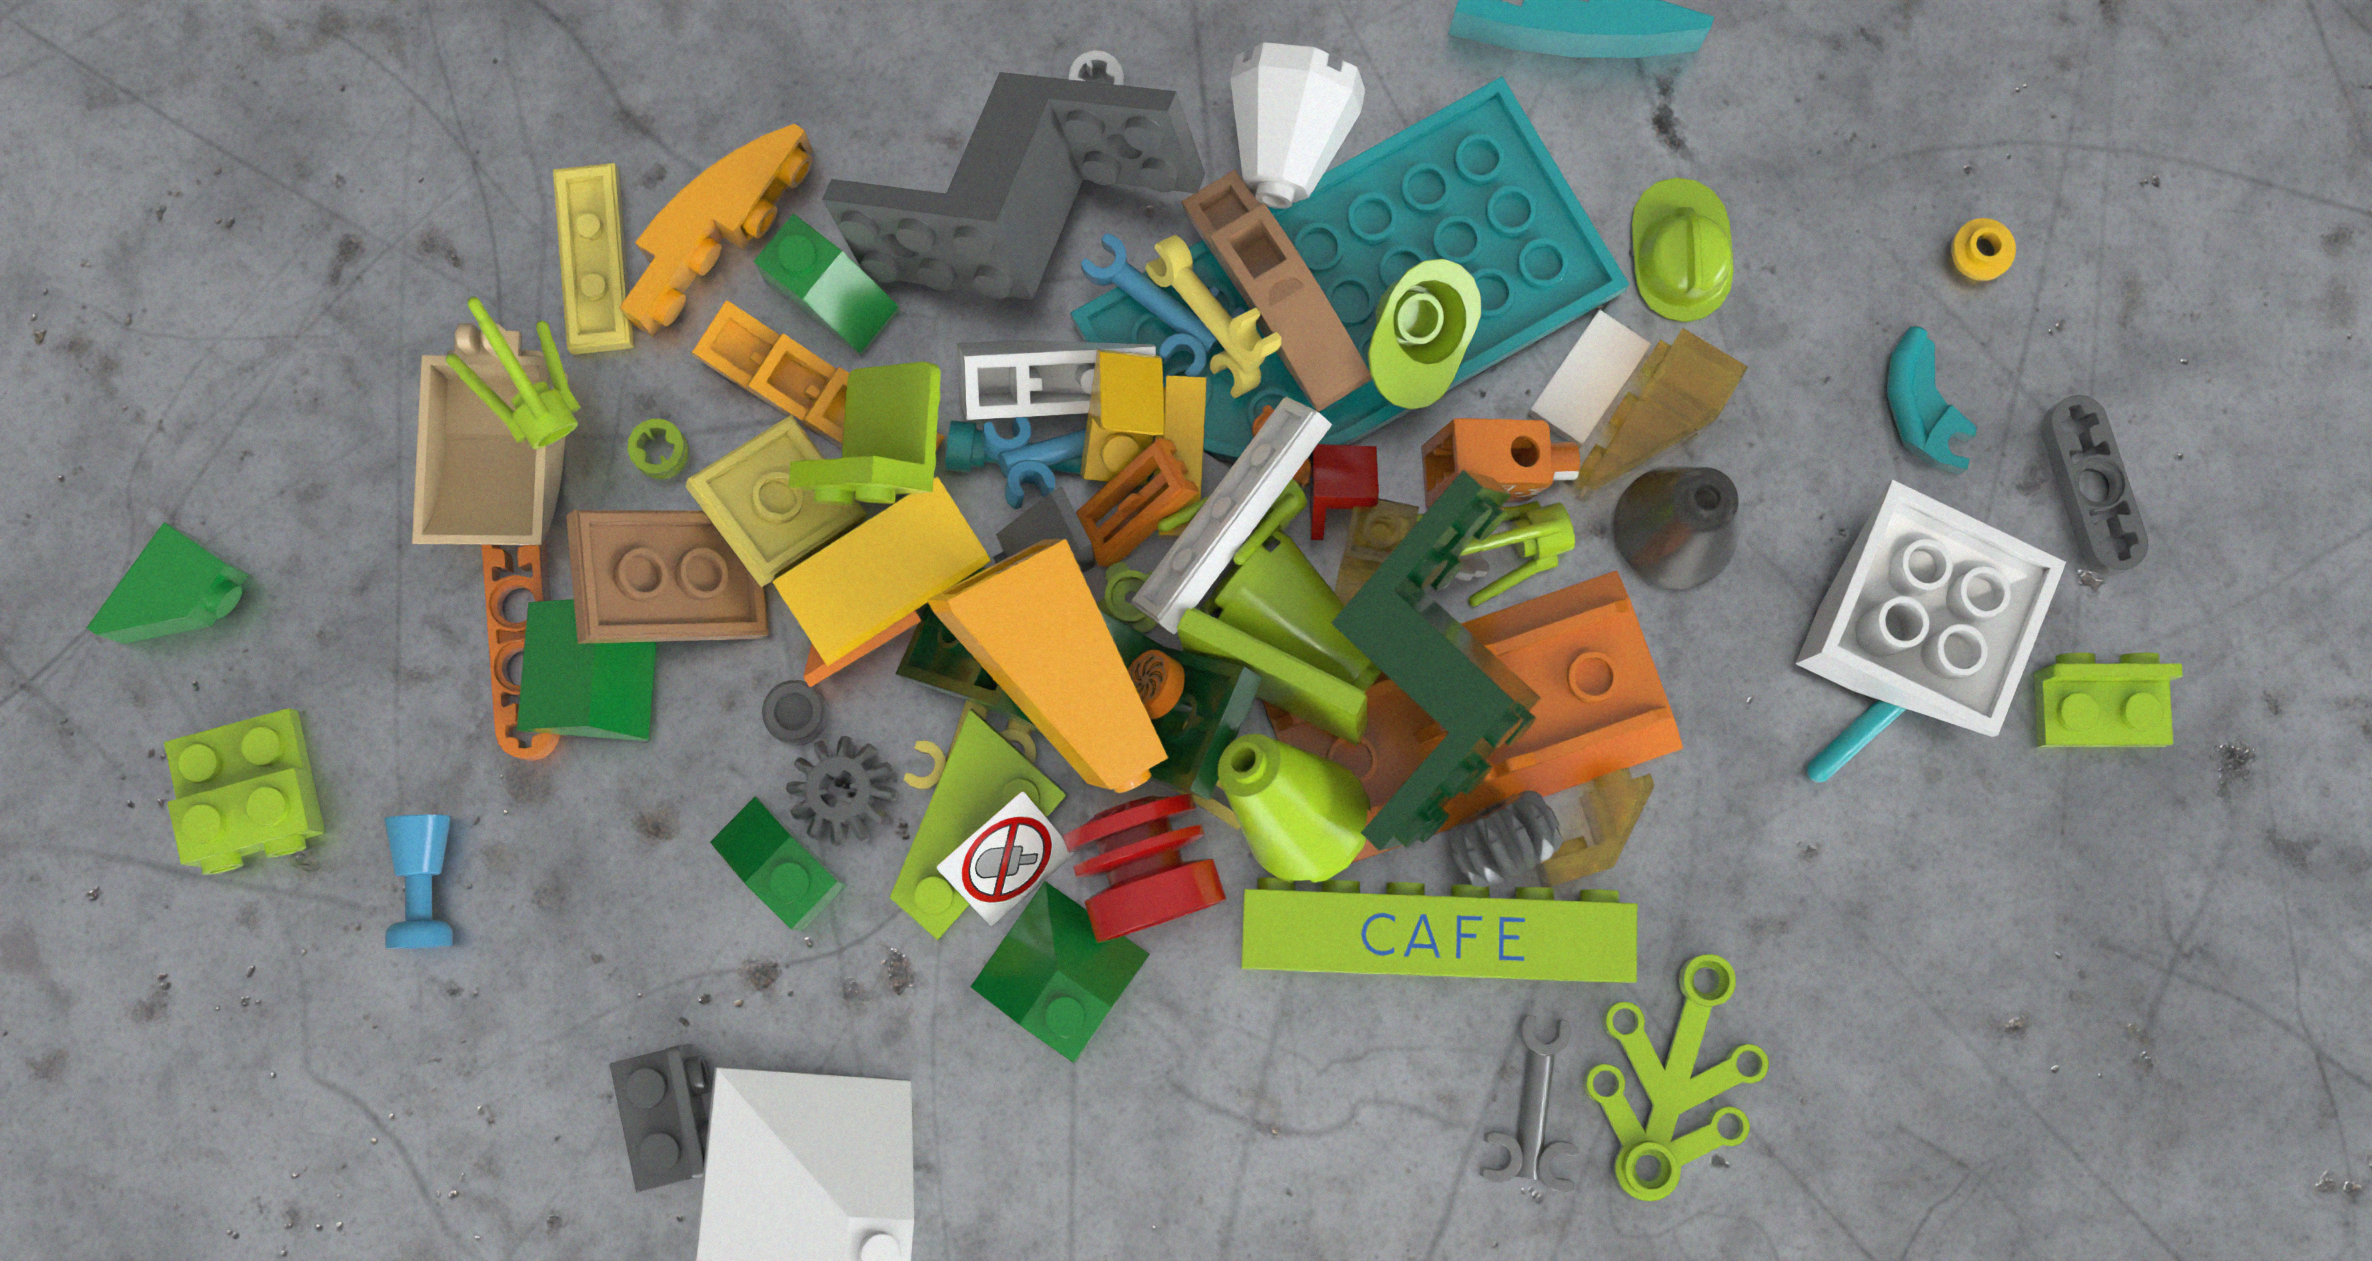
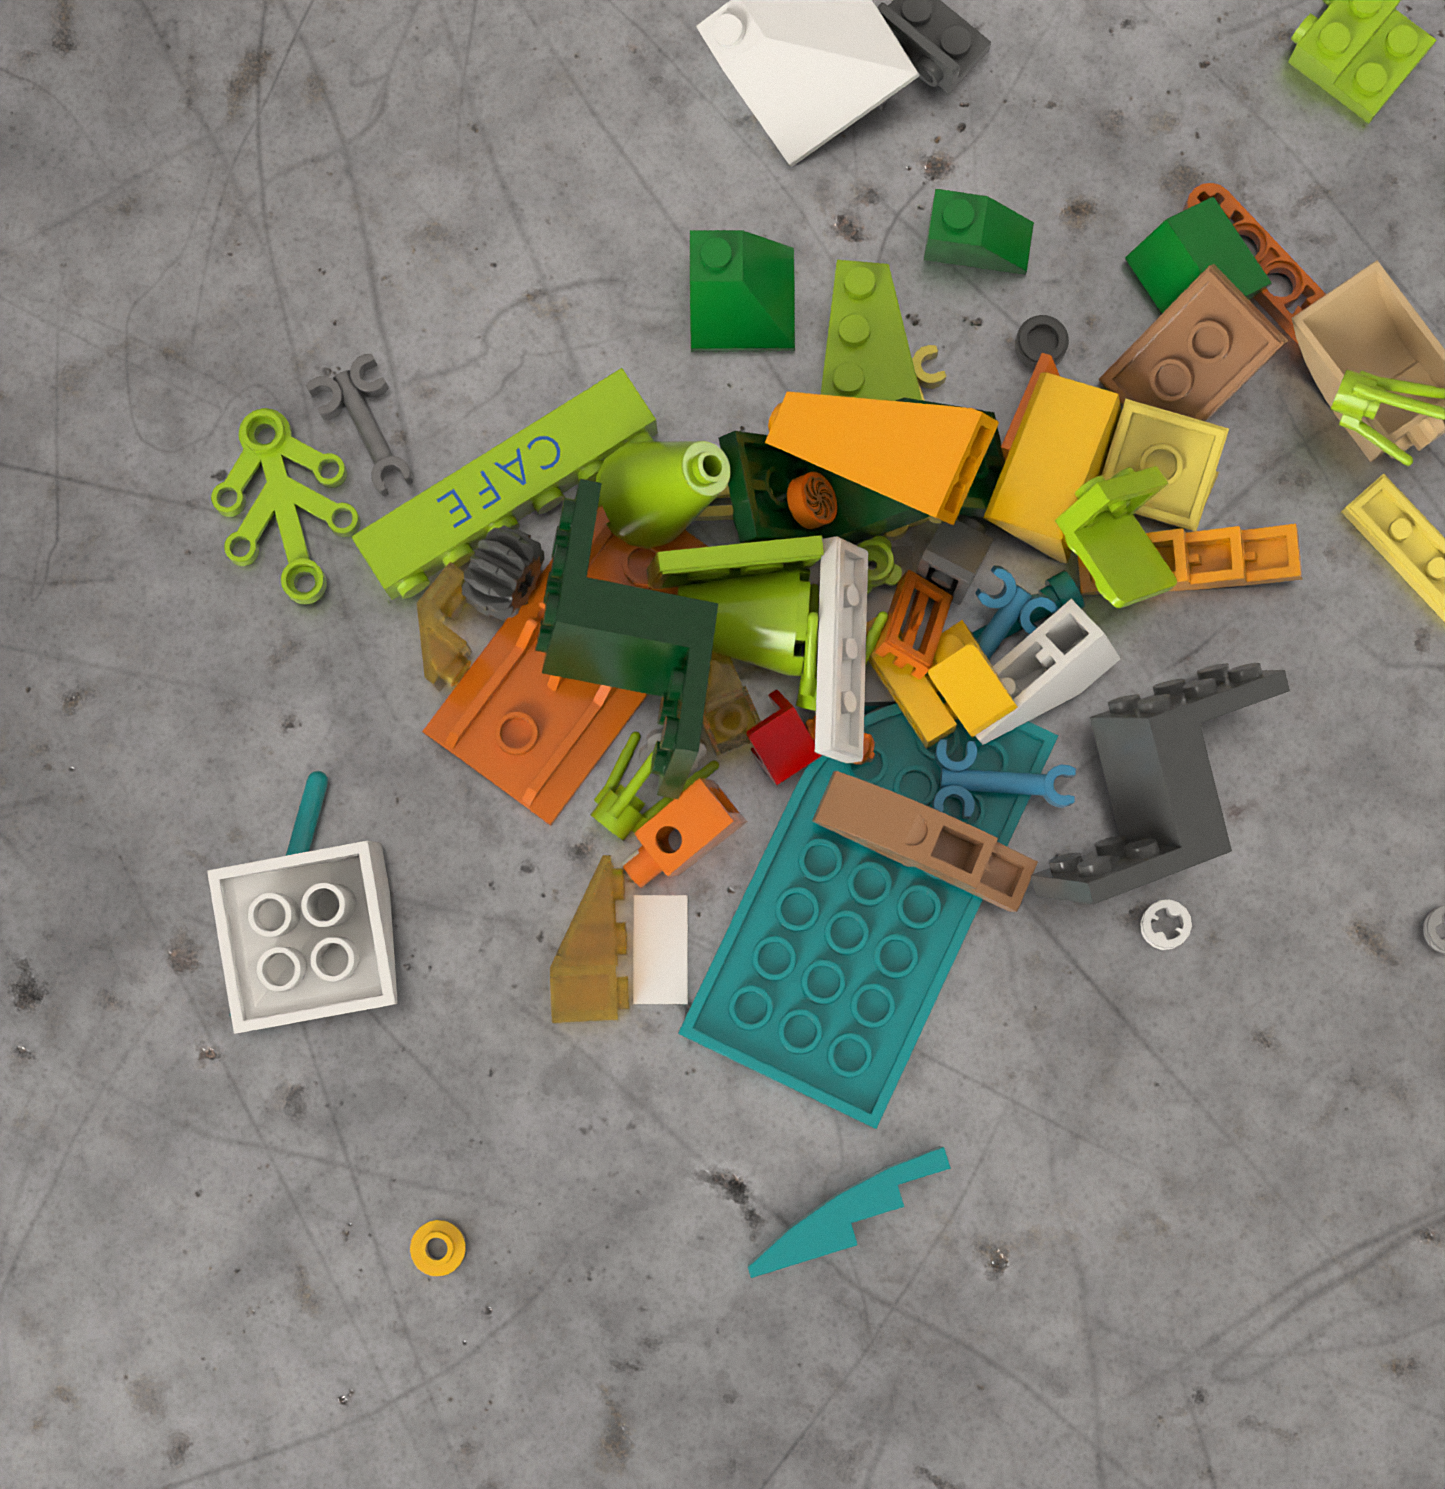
camera: 150 degrees right, 0 degrees up
(418, 854) = (1214, 80): dark azure piece -> none
(643, 461) = (1274, 436): lime bush -> none
(727, 201) = (1355, 647): light orange slope -> none
(825, 285) = (1242, 636): green slope -> none
(842, 768) = (976, 289): dark grey gear -> none
(1005, 859) = (829, 336): sticker -> none
(1143, 866) = (725, 382): red wheel -> none
(1238, 336) = (922, 781): light yellow bar -> none
(1291, 118) = (1001, 971): white cone -> none
(1423, 332) = (798, 875): lime piece -> none
(1677, 525) = (542, 901): clear smoke cone -> none
(1682, 249) = (659, 1098): lime piece -> none
(1919, 408) = (411, 1094): teal piece -> none
(2105, 703) = (143, 964): lime bracket -> none
(2107, 461) = (208, 1107): dark grey beam -> none

